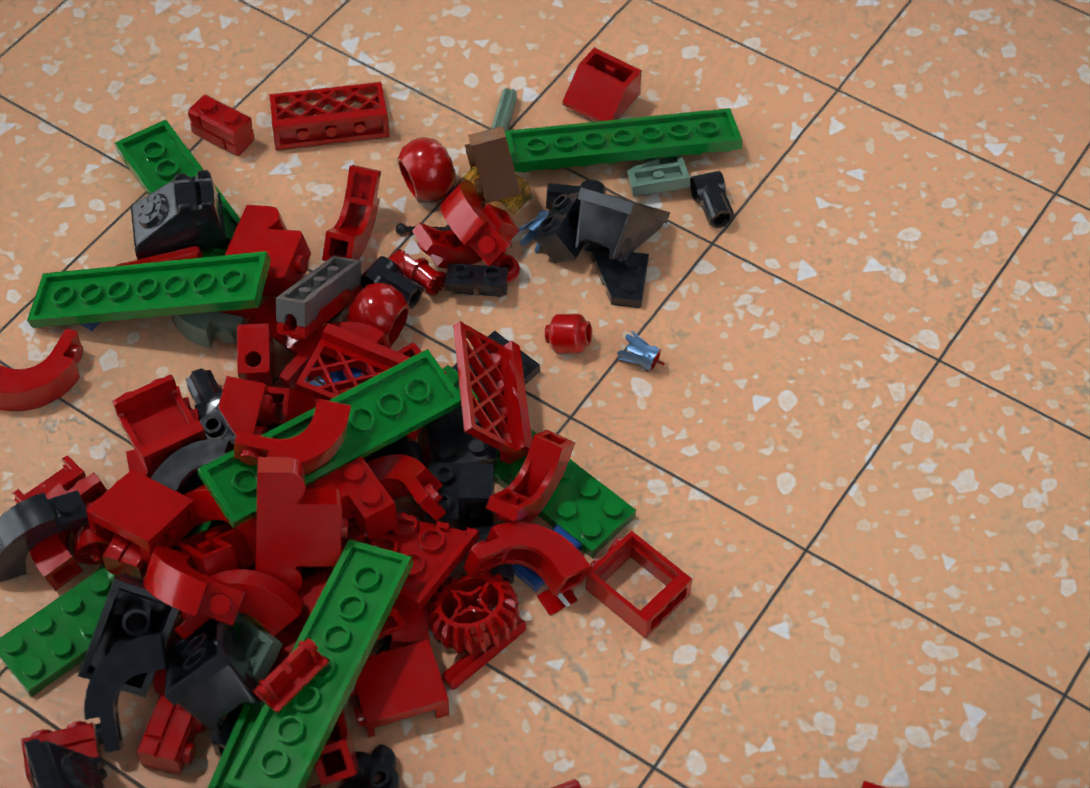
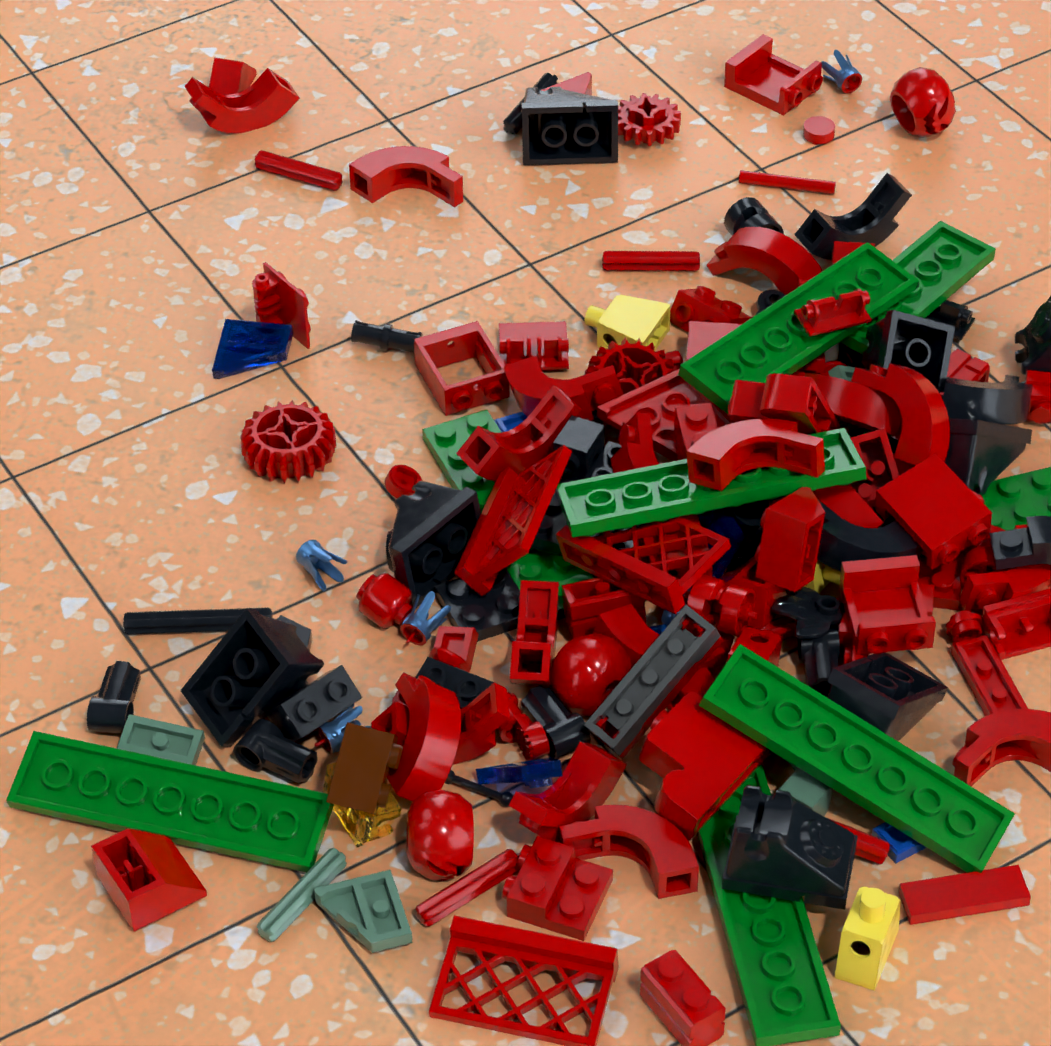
camera: 155 degrees left, 10 degrees down
(63, 257) = (964, 894): none -> red tile
(69, 435) = (986, 675): none -> red tile
(102, 466) = (964, 626): none -> red plate
(109, 185) = (873, 922): none -> light yellow torso
(142, 350) = (885, 692): none -> black piece
(284, 370) = (725, 606): none -> red wheel
(309, 217) = (642, 838): none -> red arch
(328, 173) = (556, 889): none -> red plate
(387, 227) = (532, 772): none -> clear blue wing
(390, 165) = (467, 888): none -> red axle
(429, 318) = (536, 633): none -> red arch
(440, 747) = (703, 306): none -> red bracket
(450, 122) = (368, 910): none -> sand green wing
(494, 309) = (455, 646): none -> red plate
(509, 693) = (631, 319): none -> light yellow torso
(532, 325) = (416, 626): none -> flat silver piece
(563, 384) = (430, 535): none -> black piece
(592, 648) = (529, 339): none -> red hinge
(620, 451) = (401, 480): none -> red tile
(700, 280) = (184, 620): none -> black axle
(728, 602) = (384, 336): none -> black pin
(738, 462) = (288, 441): none -> red gear
(834, 577) = (281, 303): none -> red hinge
(841, 546) = (250, 346): none -> clear blue wing

